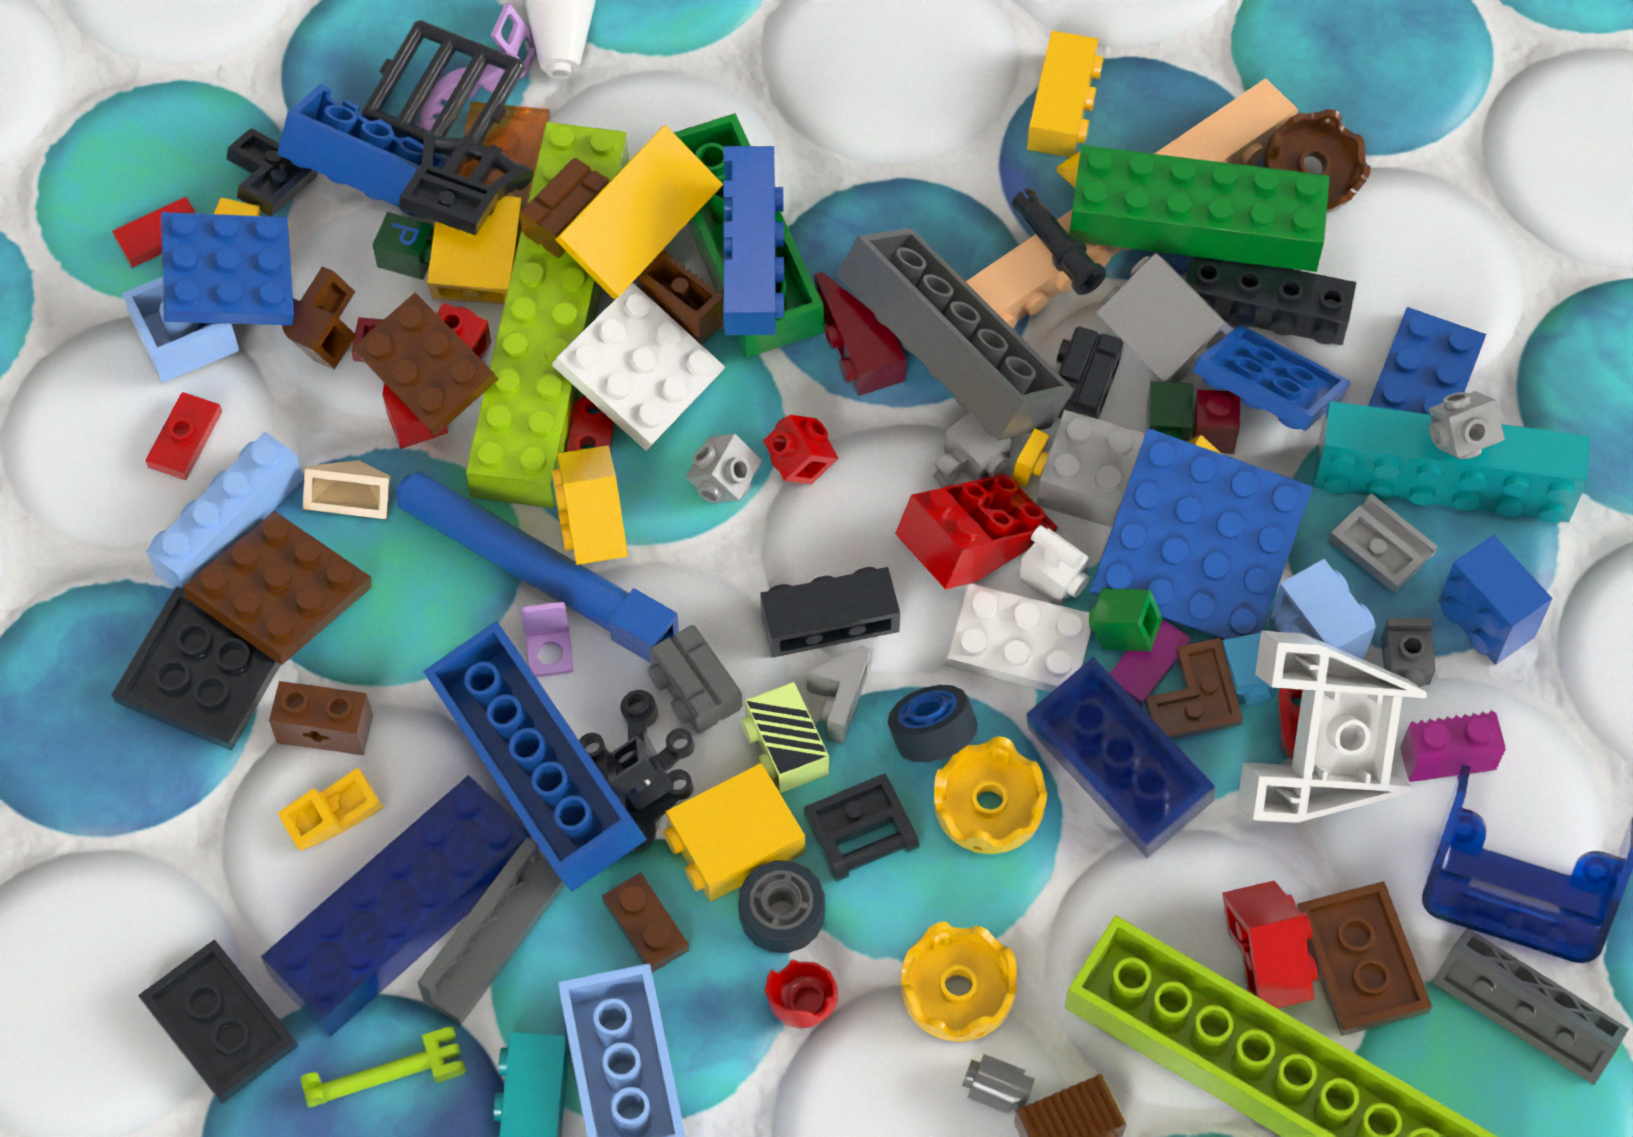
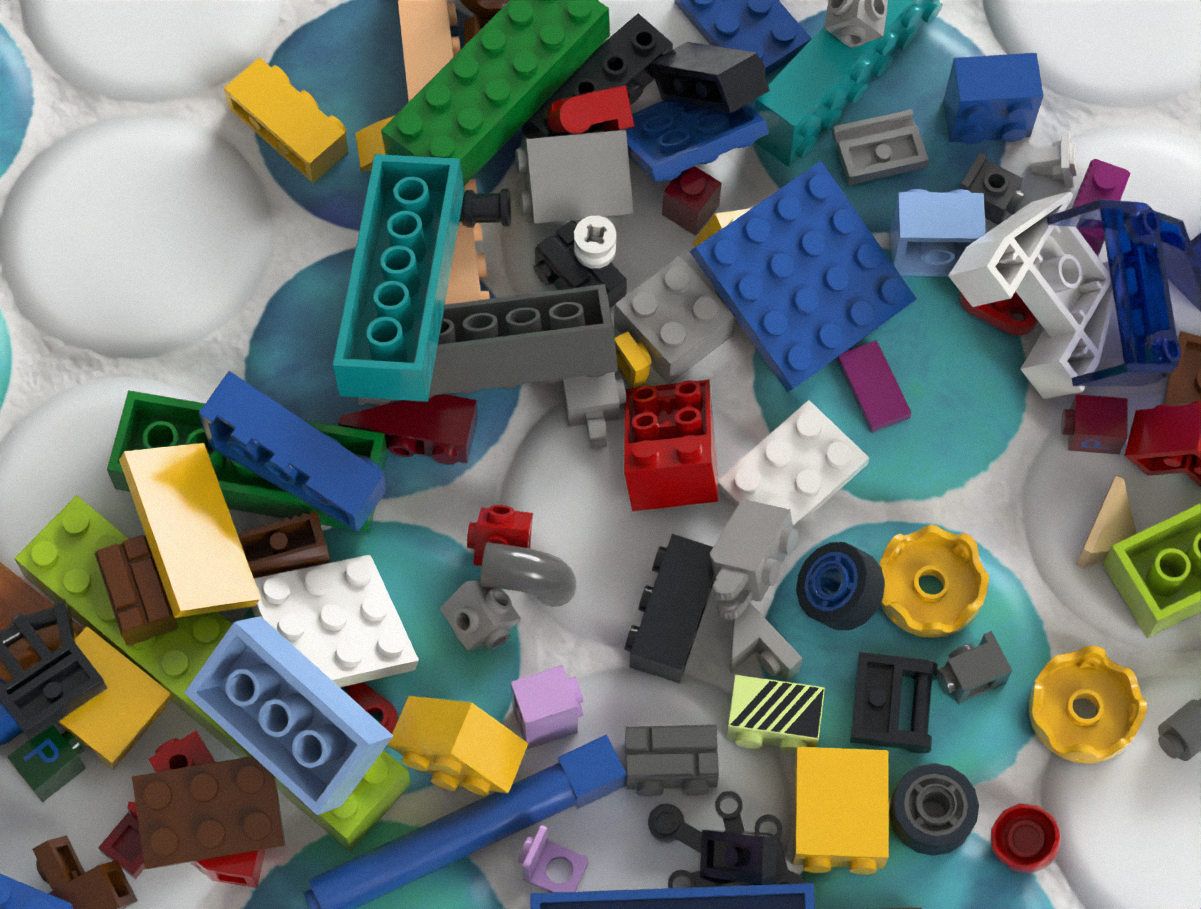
camera: 60 degrees left, 5 degrees up
(525, 359) = (288, 714): none -> light blue brick
(670, 555) = (546, 706): none -> lavender brick
(778, 480) = (528, 572): none -> dark grey cylinder
(904, 632) = (750, 555): none -> light grey hinge
(932, 875) = (974, 670): none -> dark grey brick
(949, 222) = (399, 278): none -> teal brick
(1054, 566) = (748, 403): white brick -> none
(1112, 371) = (595, 252): none -> white wheel
(1120, 757) = (961, 458): clear blue brick -> none
(1125, 619) = (834, 379): green brick -> none
(1153, 913) = (1110, 526): none -> tan slope
(1170, 409) = (660, 230): dark green brick -> none
(1208, 696) = (941, 361): reddish brown plate -> none
(1215, 280) = (579, 112): none -> red leg
(1239, 855) = (1096, 424): none -> dark red brick
(1242, 661) = (934, 314): dark azure brick -> none
(1330, 361) = (710, 76): none -> black brick
(1340, 856) = (1138, 290): none -> clear blue windscreen
(1482, 692) = (1056, 160): none -> white brick

